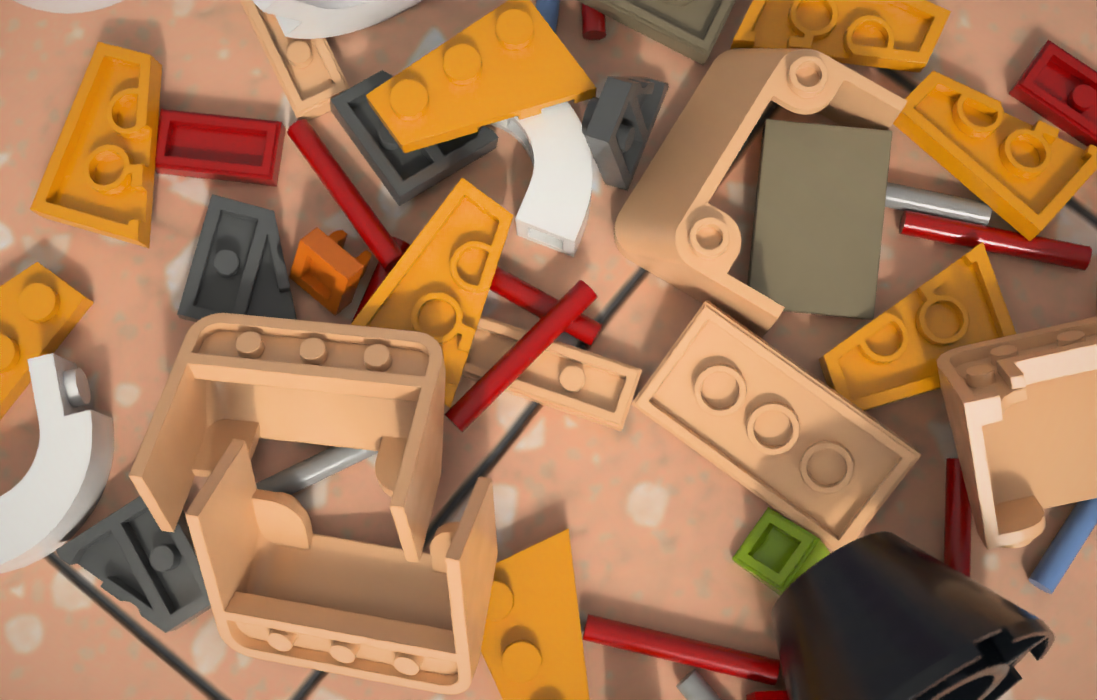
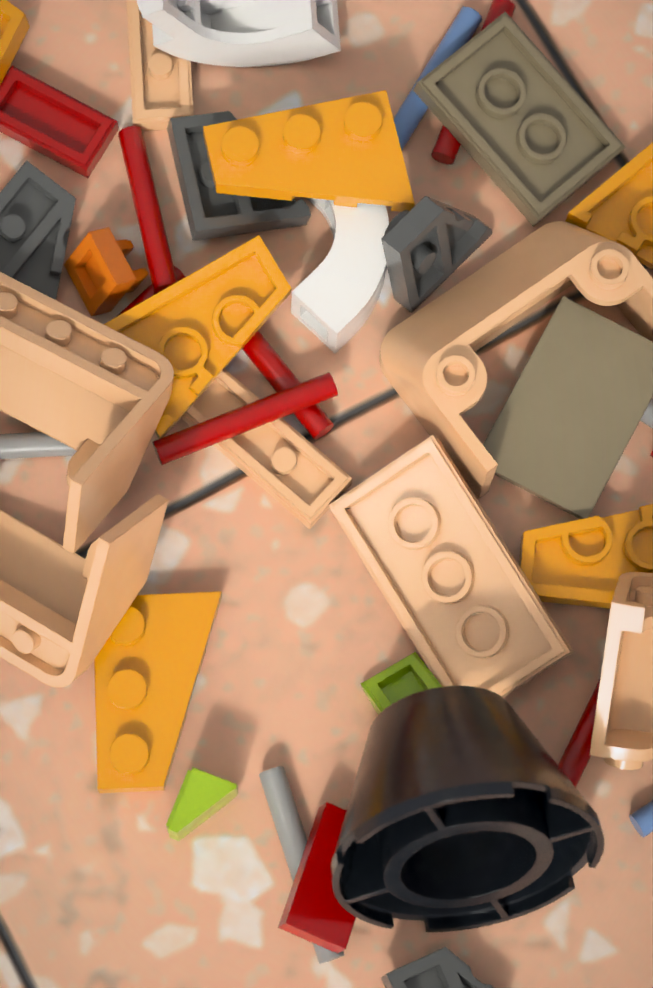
camera: 15 degrees right, 5 degrees down
(681, 650) = (274, 741): red bar -> none

